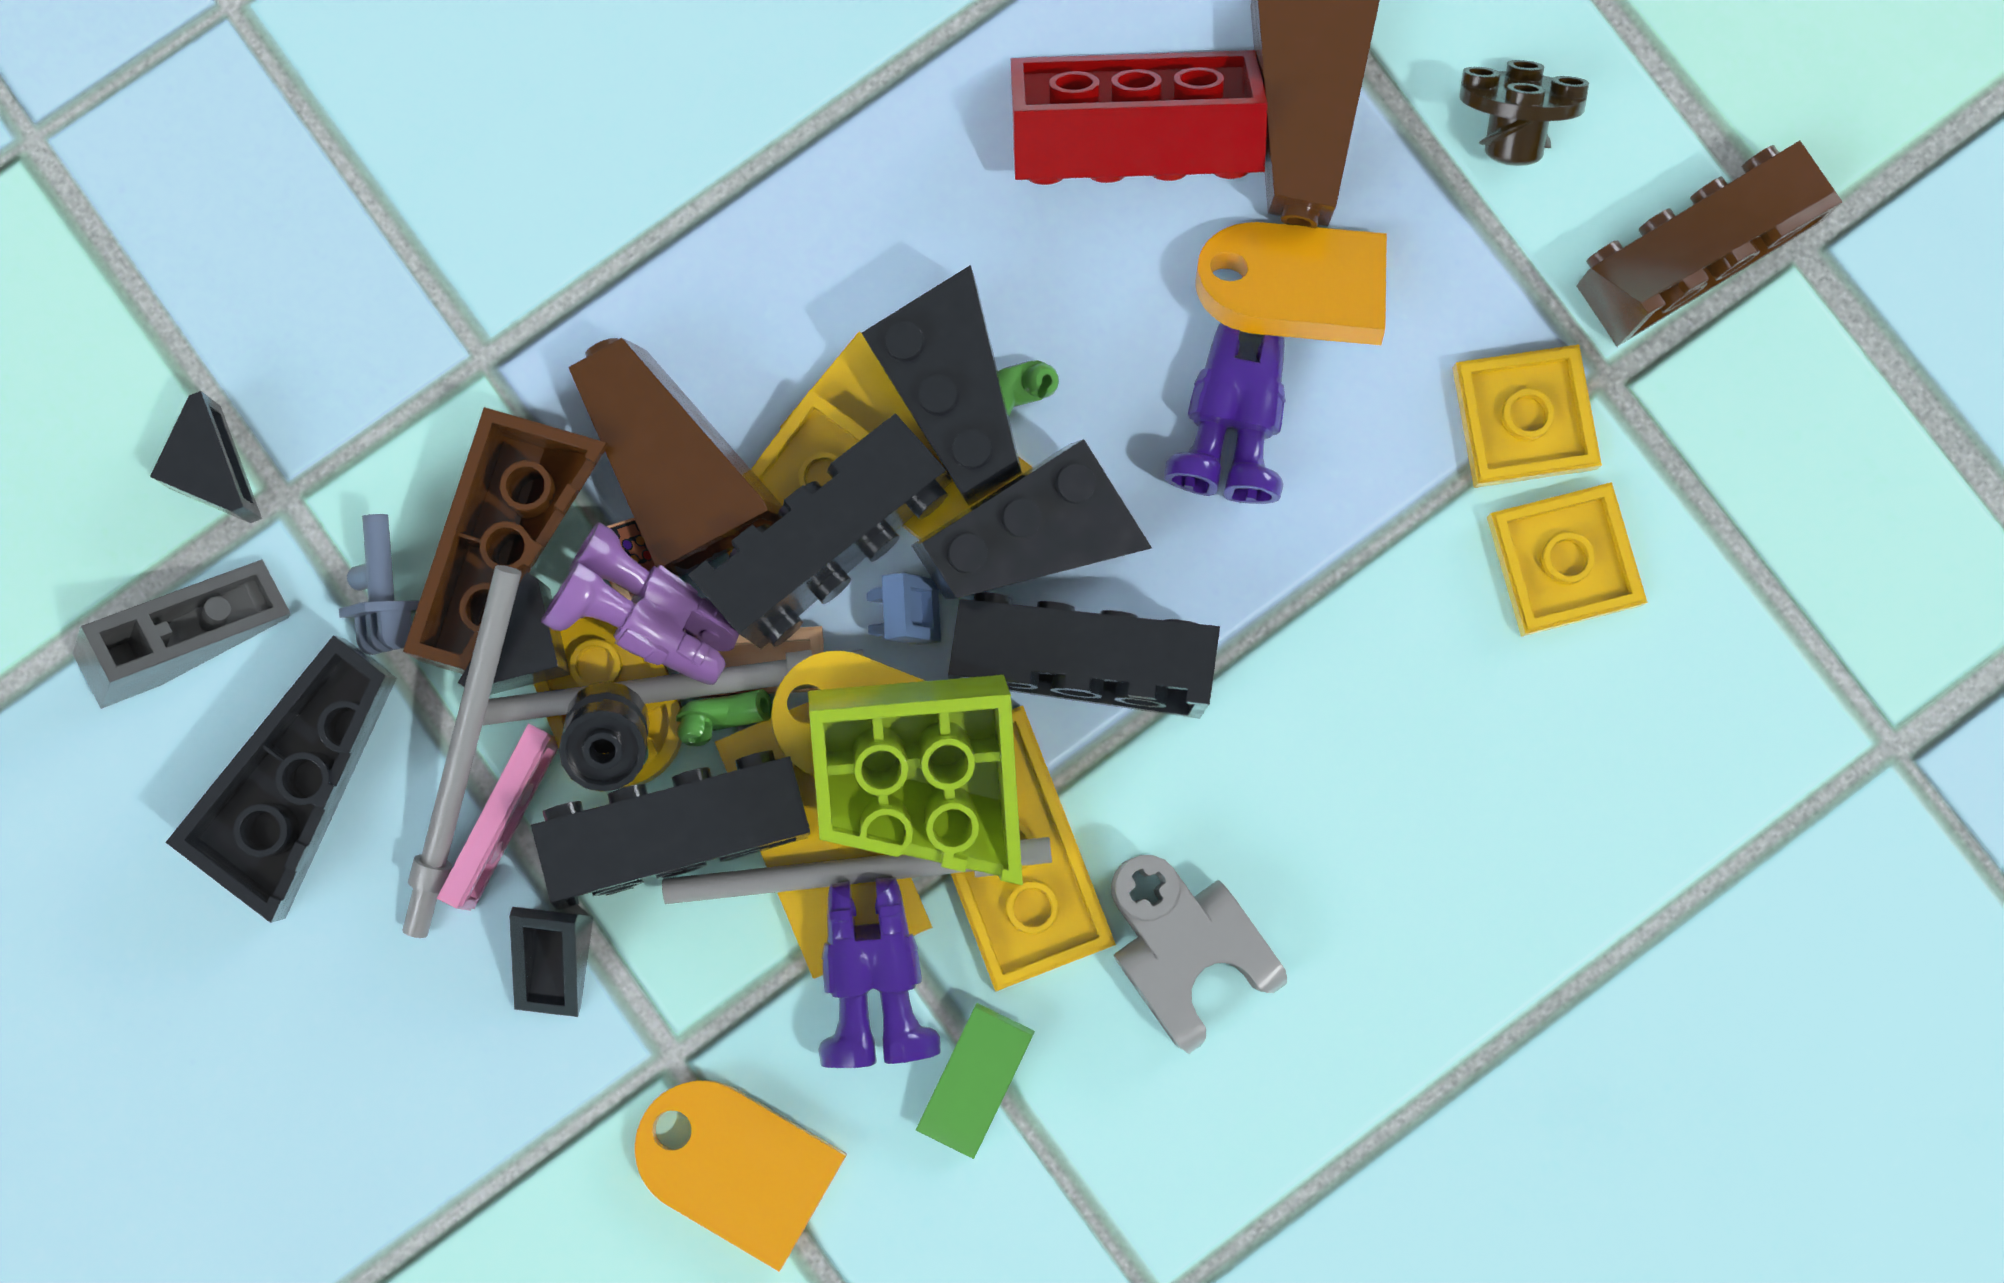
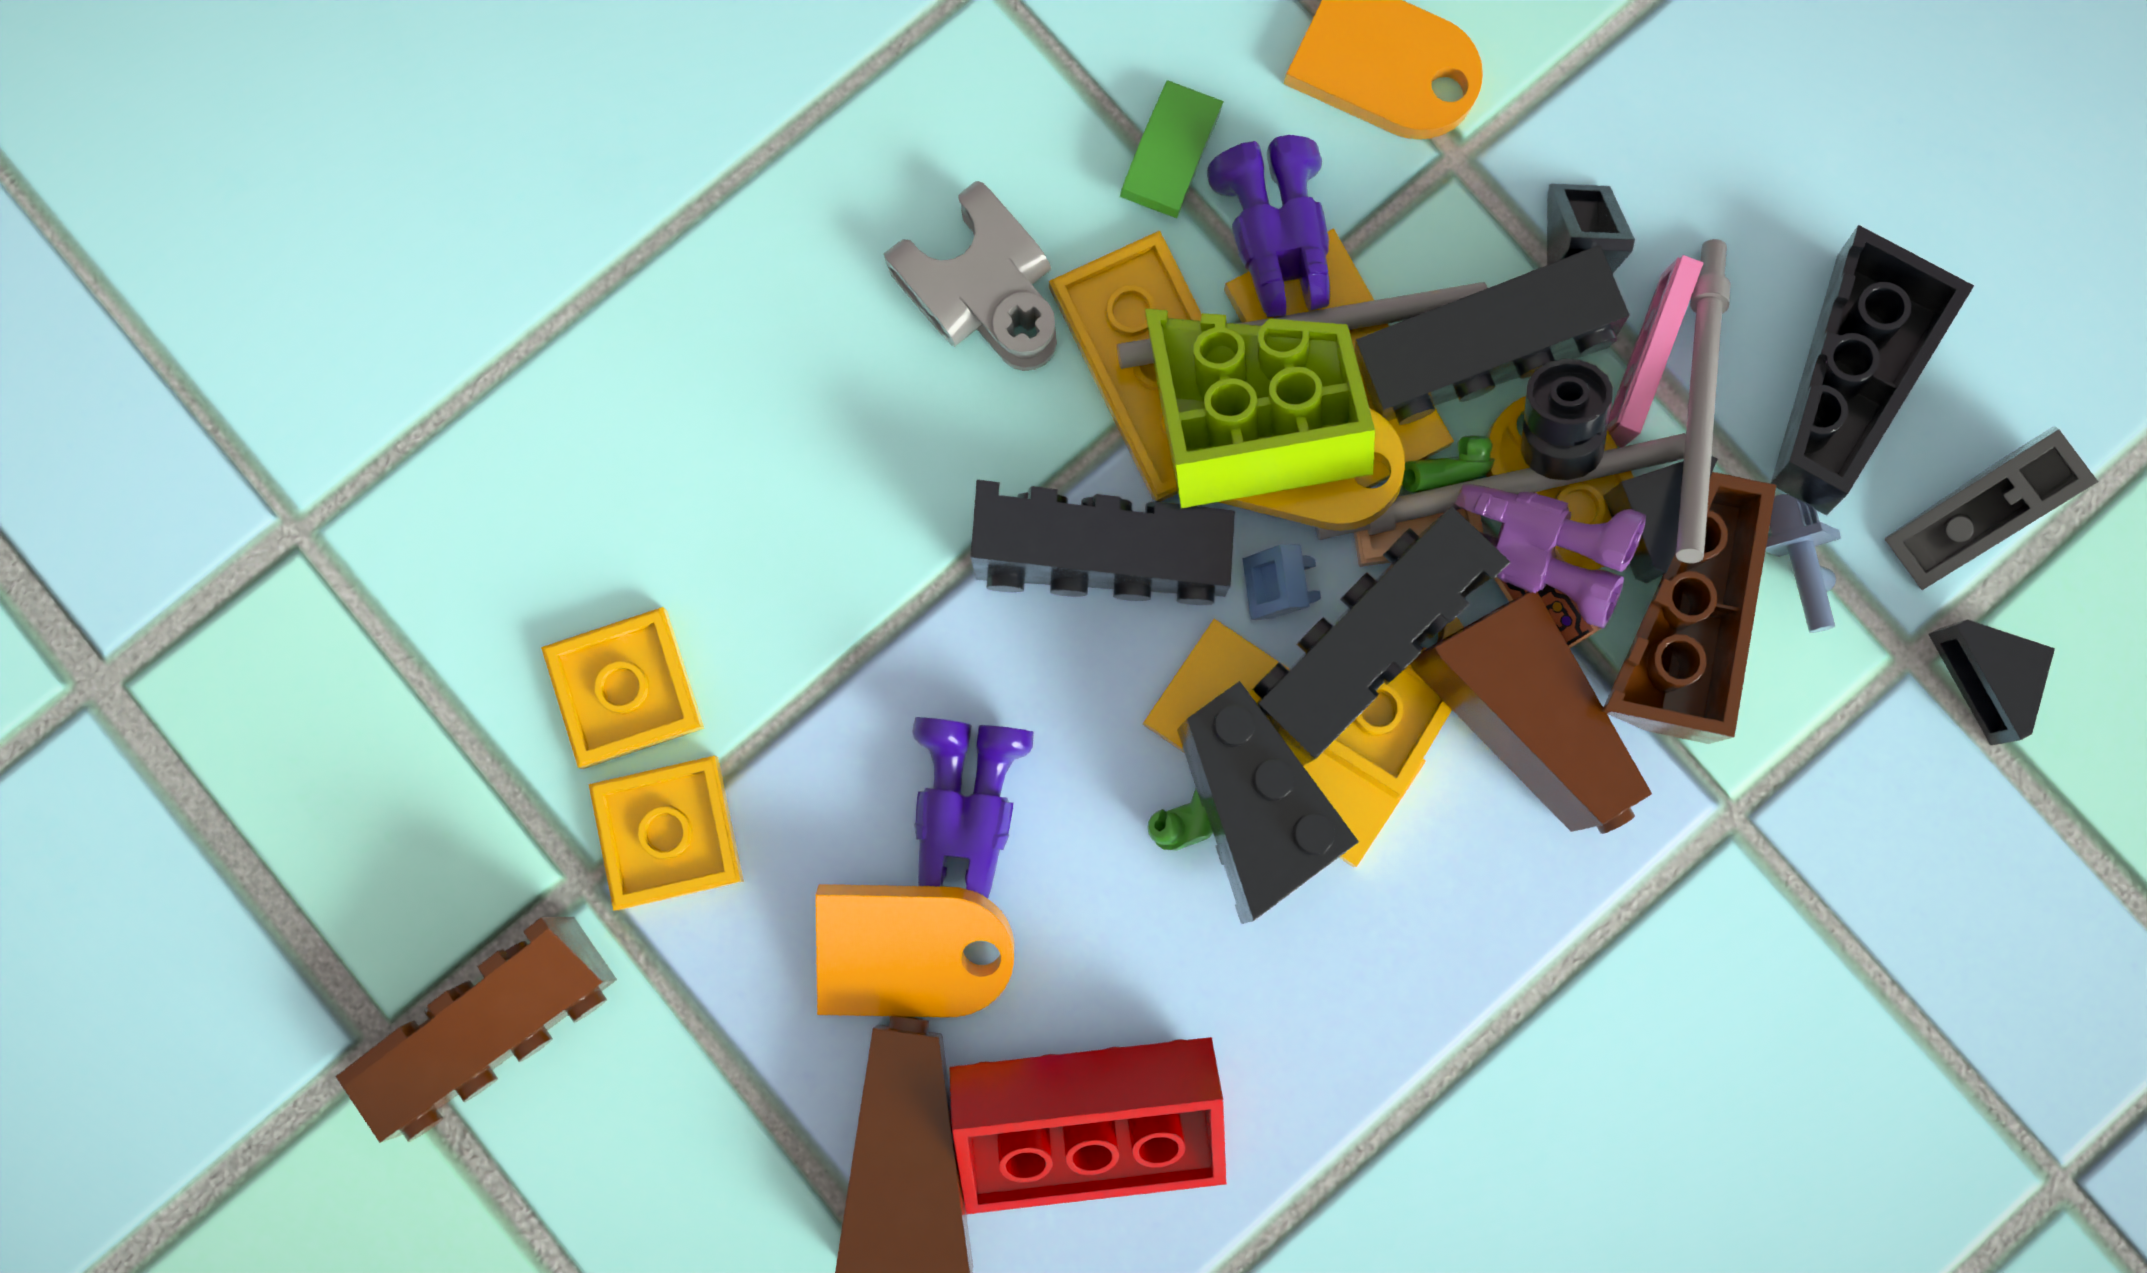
camera: 170 degrees right, 0 degrees up
(1033, 527) = (1166, 660): black wedge -> none
(1520, 107) = (678, 1164): dark brown plate -> none

